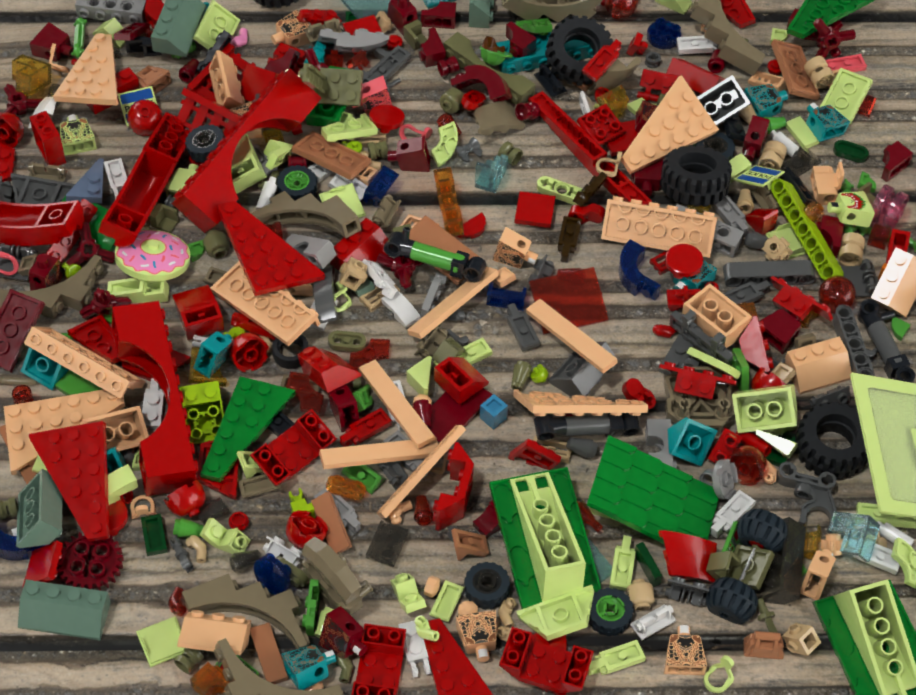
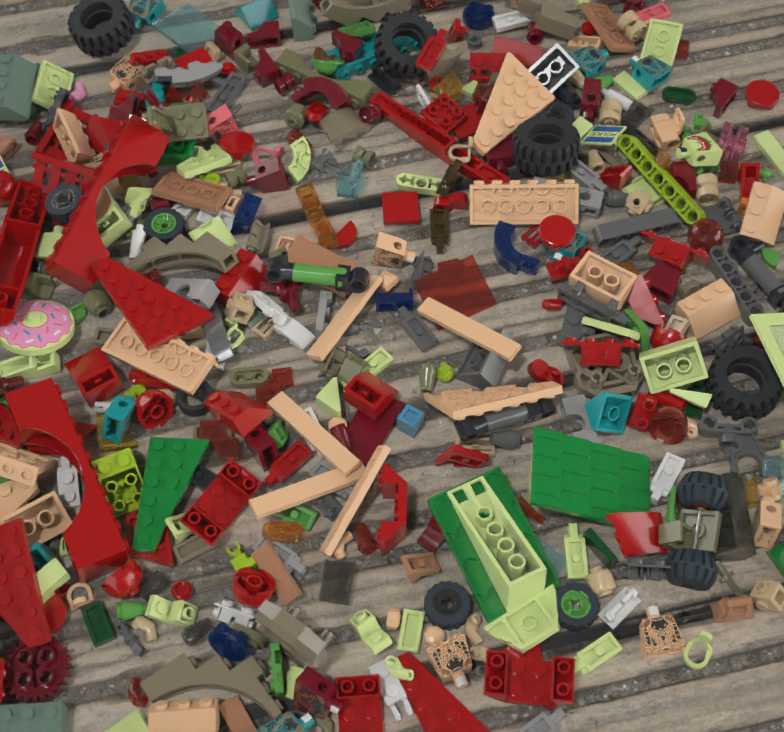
camera: 10 degrees left, 5 degrees up
(723, 478) = (648, 443): light grey tile -> none

